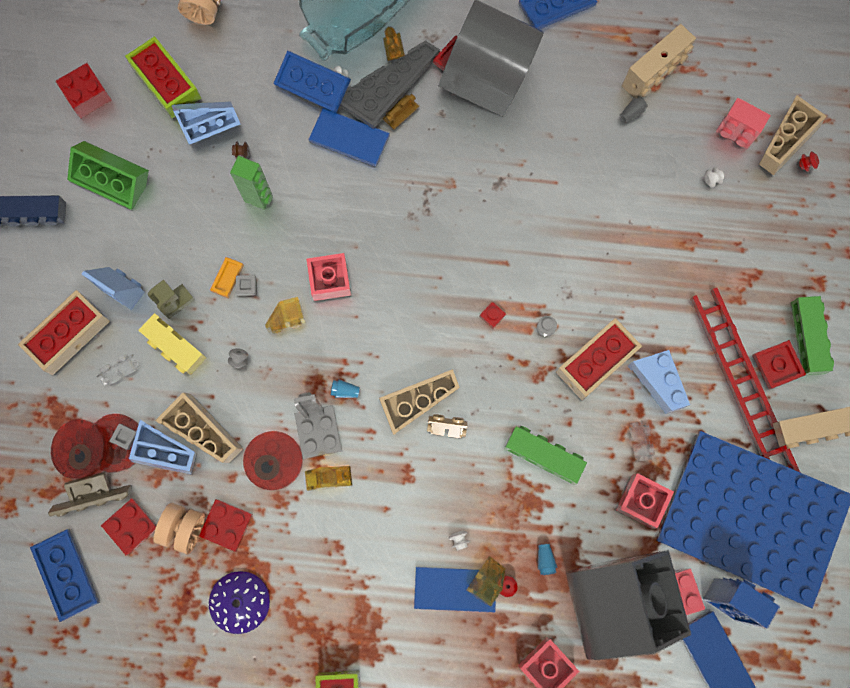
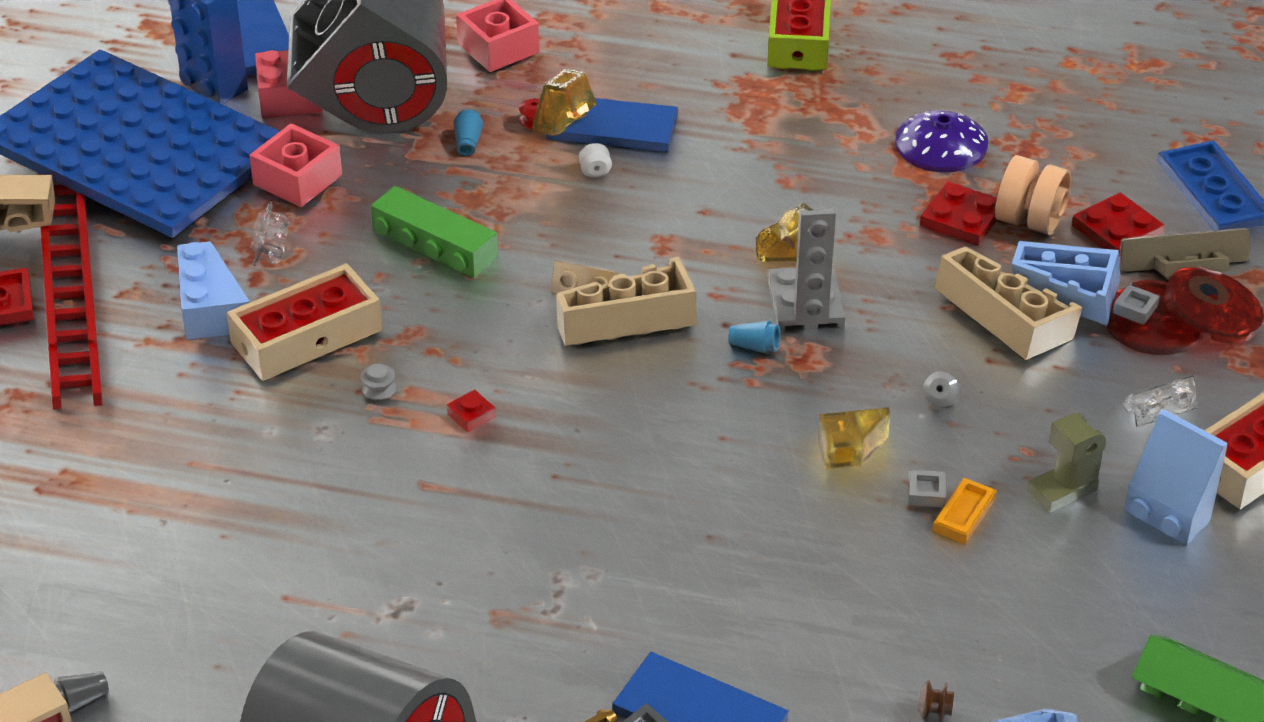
camera: 170 degrees left, 35 degrees down
(172, 345) = (1044, 397): light yellow wedge -> none
(251, 182) = (906, 580): bright green brick -> none
(272, 460) = (884, 272): clear red tile -> none
(328, 277) = (767, 471): coral brick -> none

